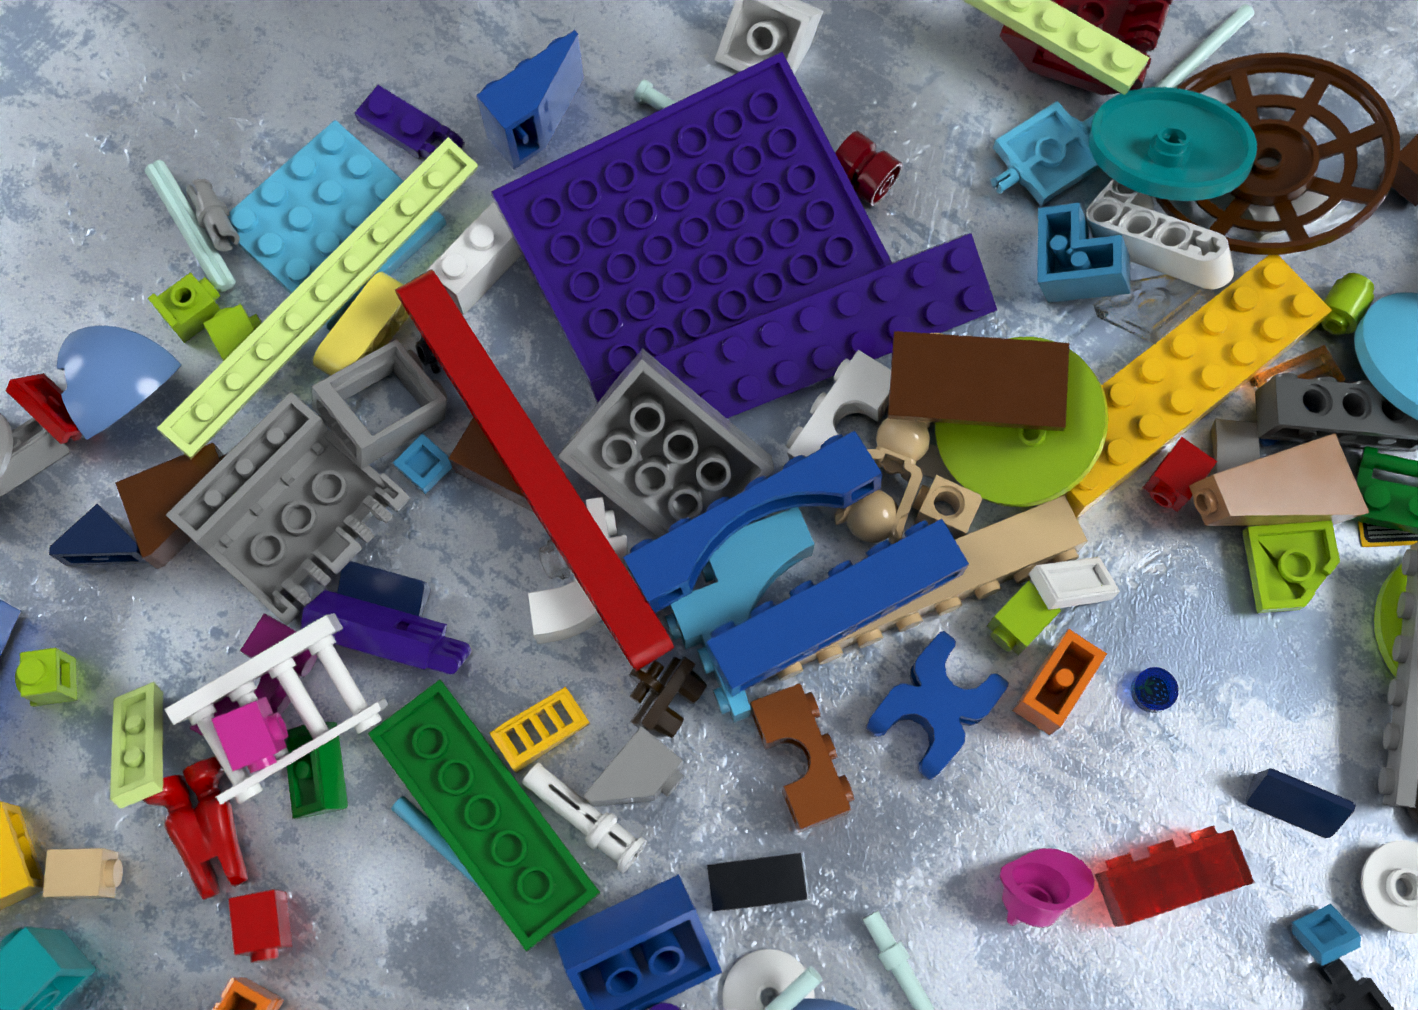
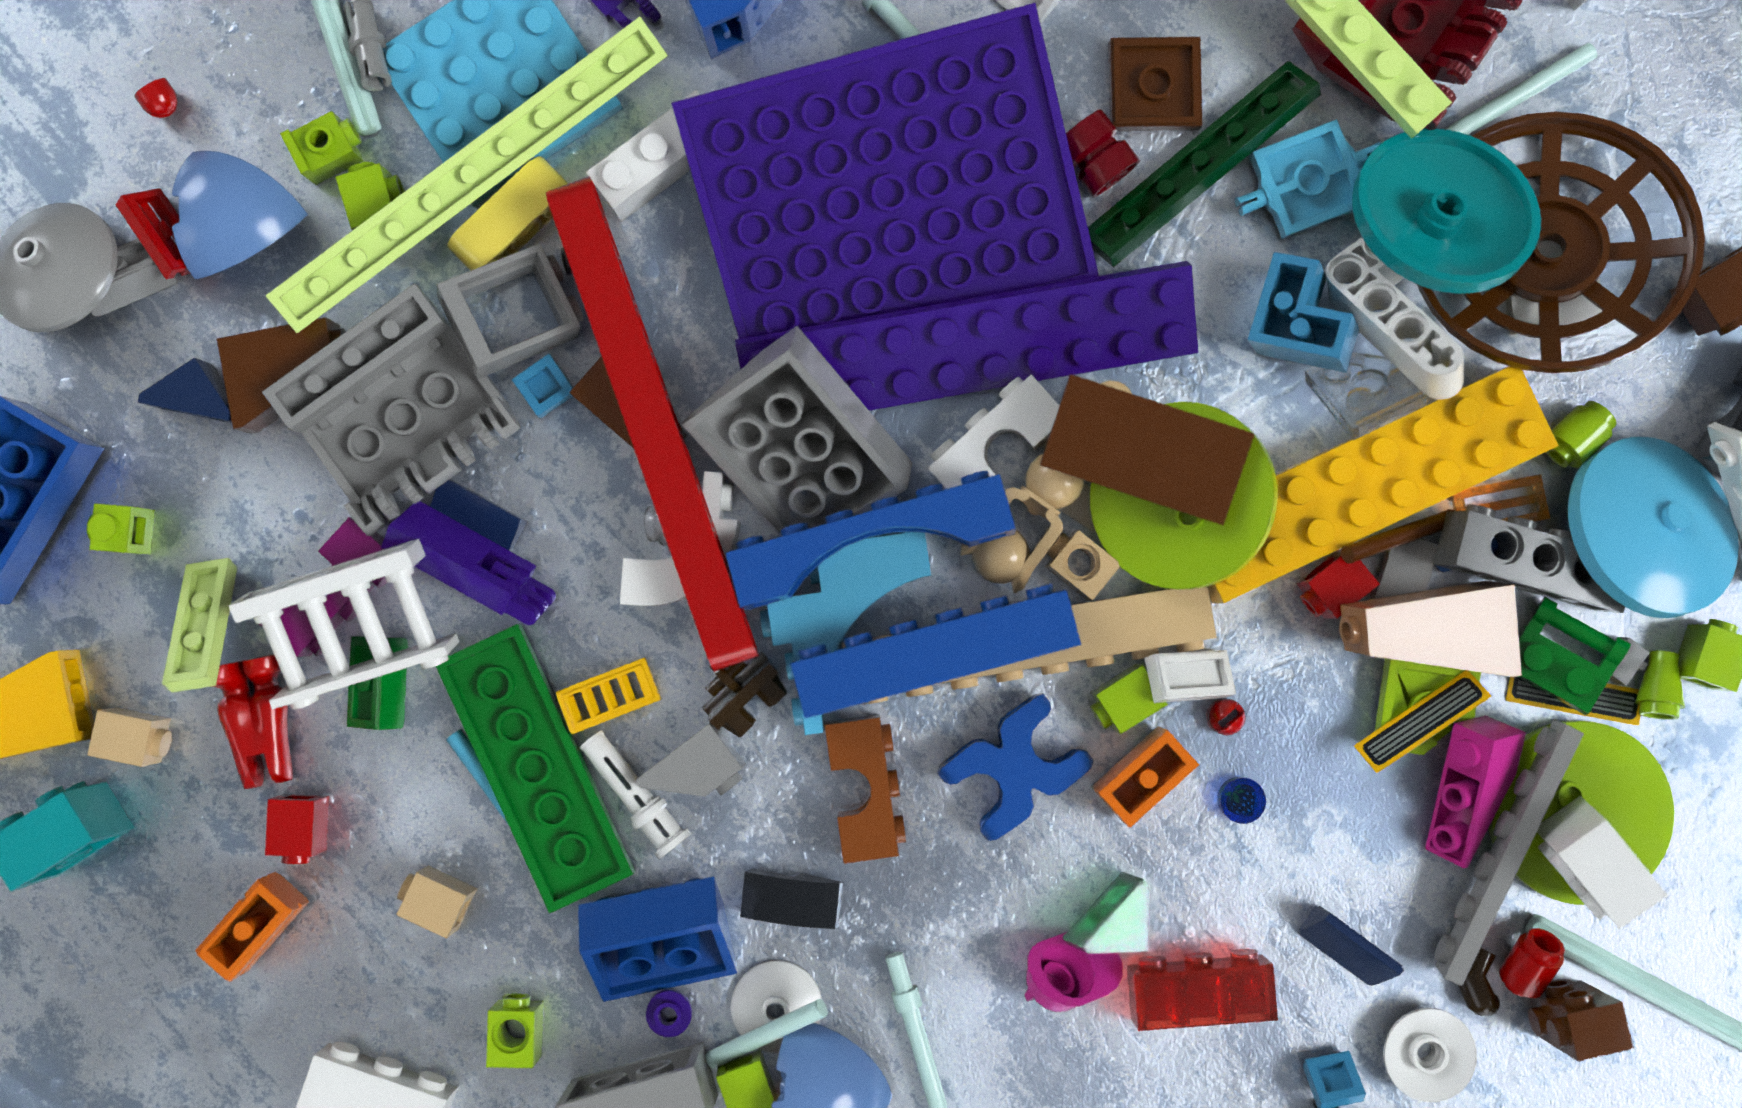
camera: 10 degrees right, 15 degrees up
(31, 298) = (157, 98): none -> red hinge
(251, 735) = (310, 652): dark pink brick -> none
(410, 966) = (435, 900): none -> tan brick
(897, 108) = (1155, 83): none -> reddish brown tile
(954, 159) = (1202, 162): none -> dark green plate
(1073, 824) = (1115, 920): none -> clear green slope
(1109, 610) = (1220, 709): none -> red hinge
(1215, 421) = (1393, 538): none -> reddish brown bar
(1294, 574) = (1422, 721): none -> sticker
(1360, 624) = (1473, 783): none -> dark pink slope

